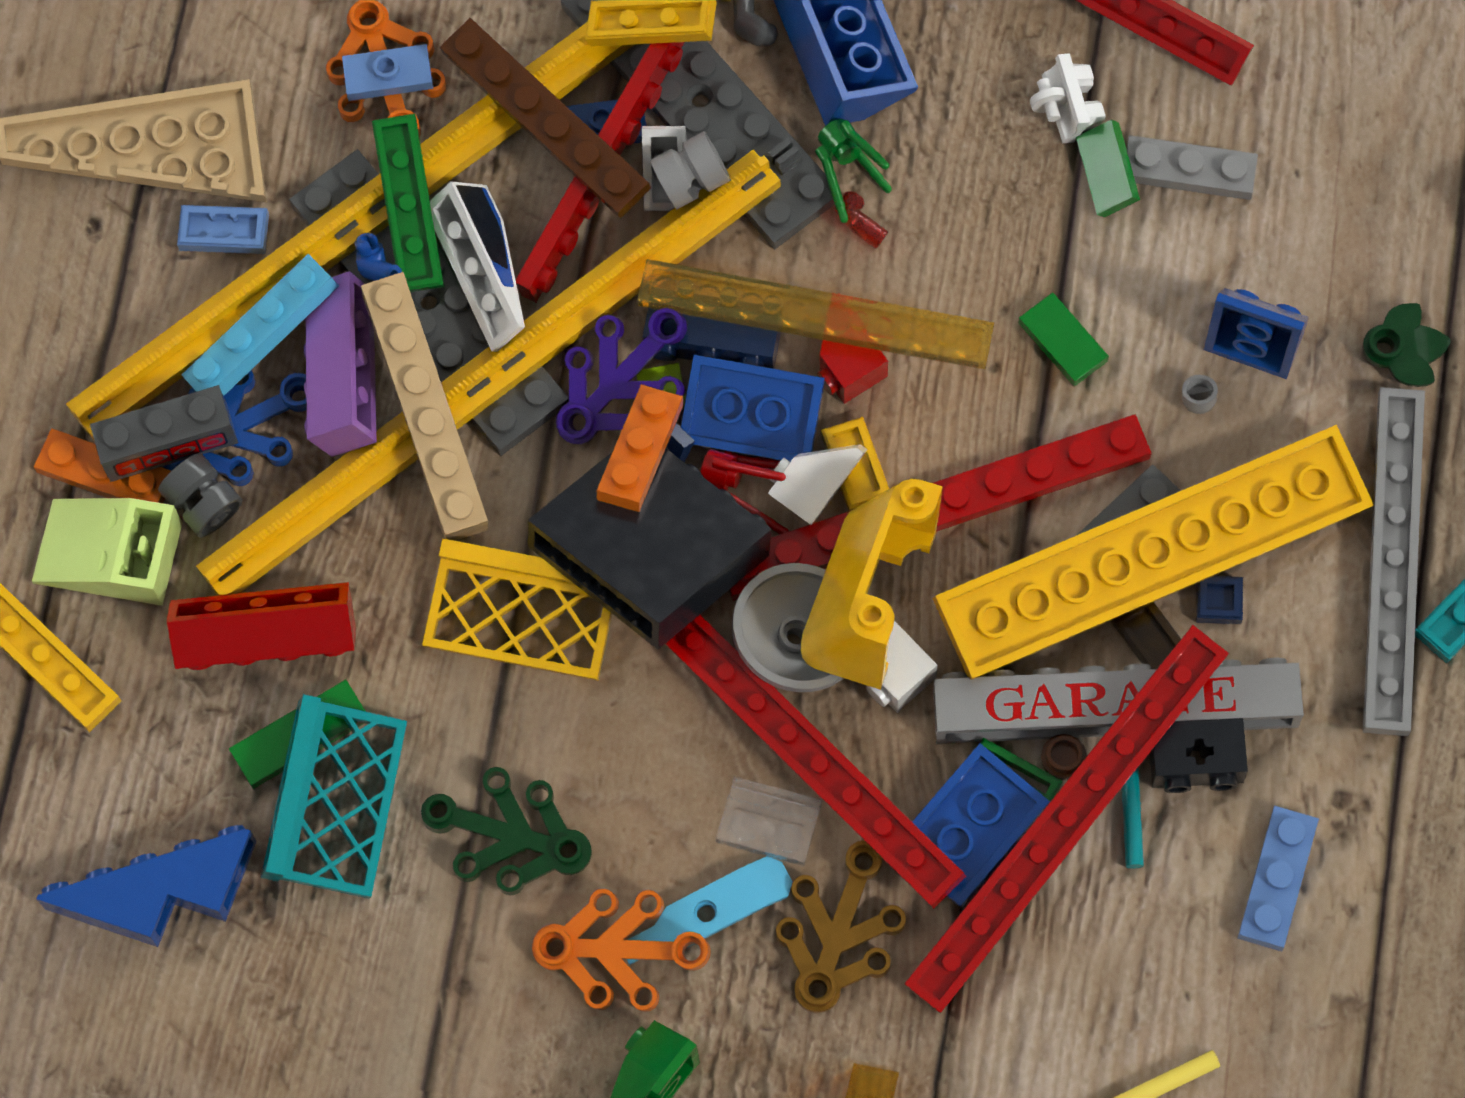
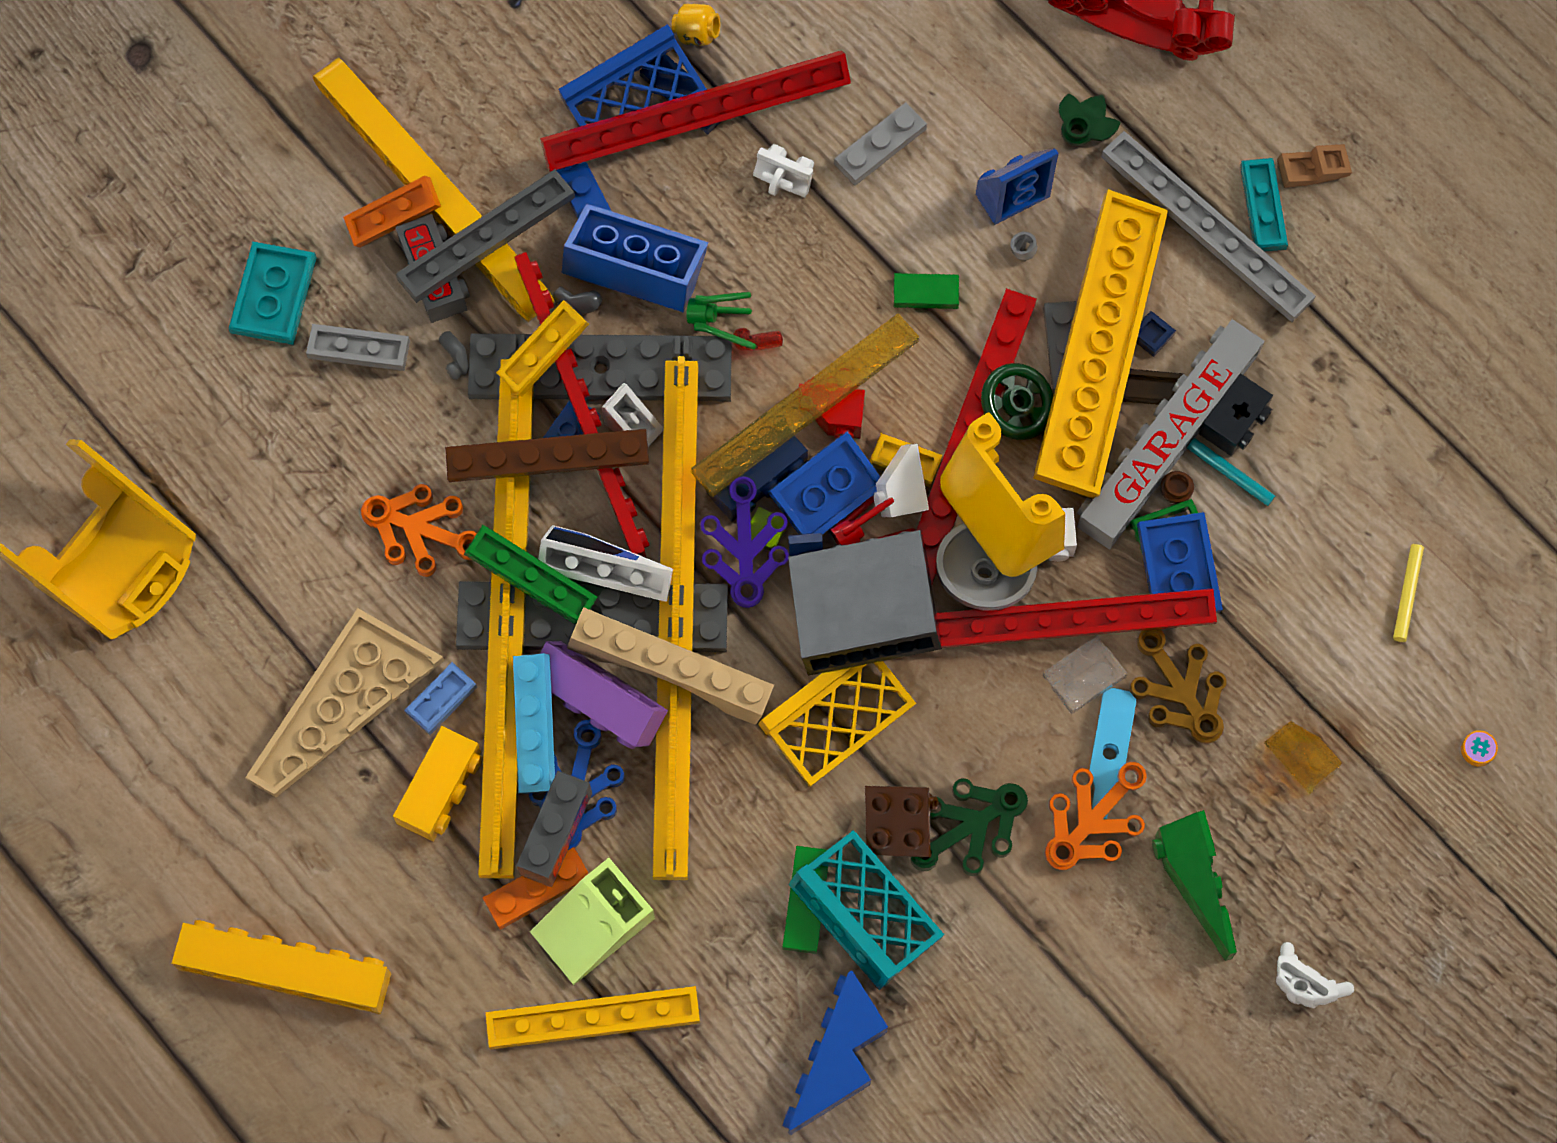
camera: 55 degrees left, 0 degrees up
(130, 295) = (438, 784): none -> yellow brick
(196, 480) = (596, 840): dark grey wheel -> none
(261, 626) = (724, 866): red brick -> none
(371, 258) = (548, 626): blue arm -> none
(387, 72) = (426, 525): medium blue plate -> none
(450, 755) = (899, 820): none -> reddish brown hinge
(639, 448) = (806, 563): orange plate -> none
(690, 170) = (654, 401): light grey wheel -> none
(987, 496) = (1035, 385): none -> dark green plate
(1066, 819) = (1223, 512): red plate -> none
(1108, 168) = (845, 185): tile -> none
(1278, 878) = (1340, 432): medium blue plate -> none

